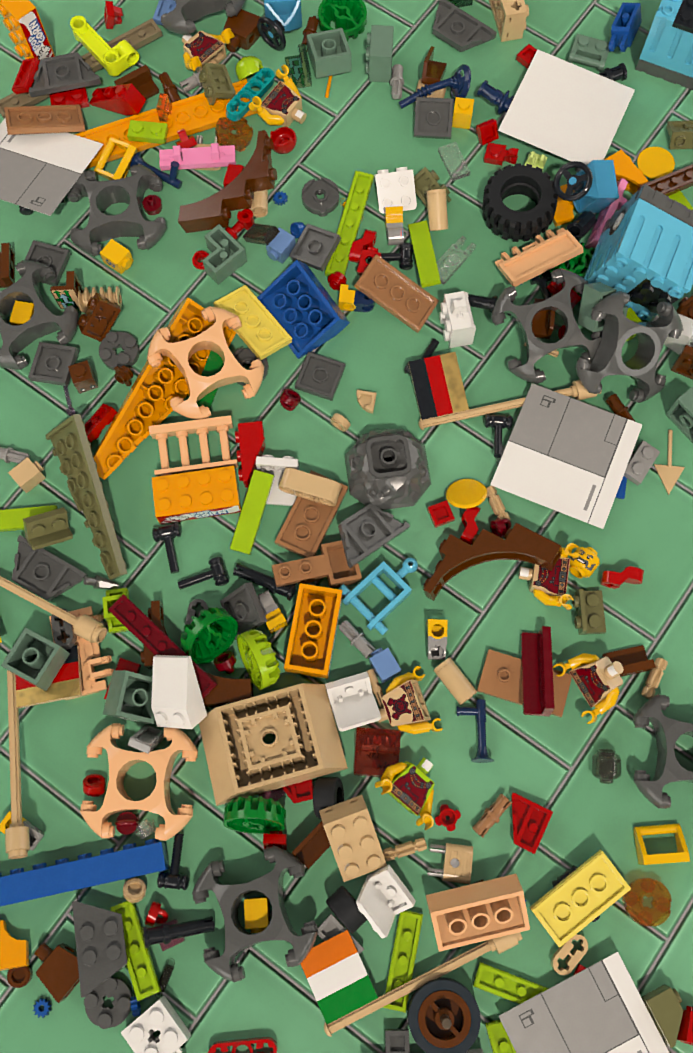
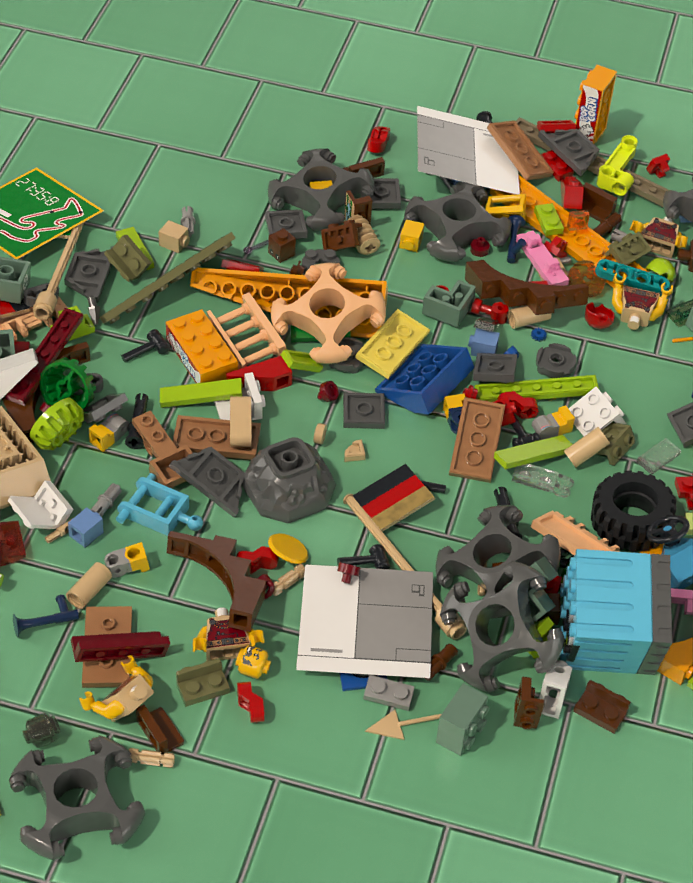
camera: 65 degrees right, 25 degrees down
(217, 572) = (131, 386): black piece -> none
(246, 410) = (300, 361): none -> lime tile
(313, 631) = (99, 462): light orange brick -> none
(406, 706) = (50, 549): torso -> none
(440, 514) = (257, 534): red plate -> none
(457, 319) = (471, 490): white hinge -> none
(517, 450) = (348, 571): none -> dark red tile

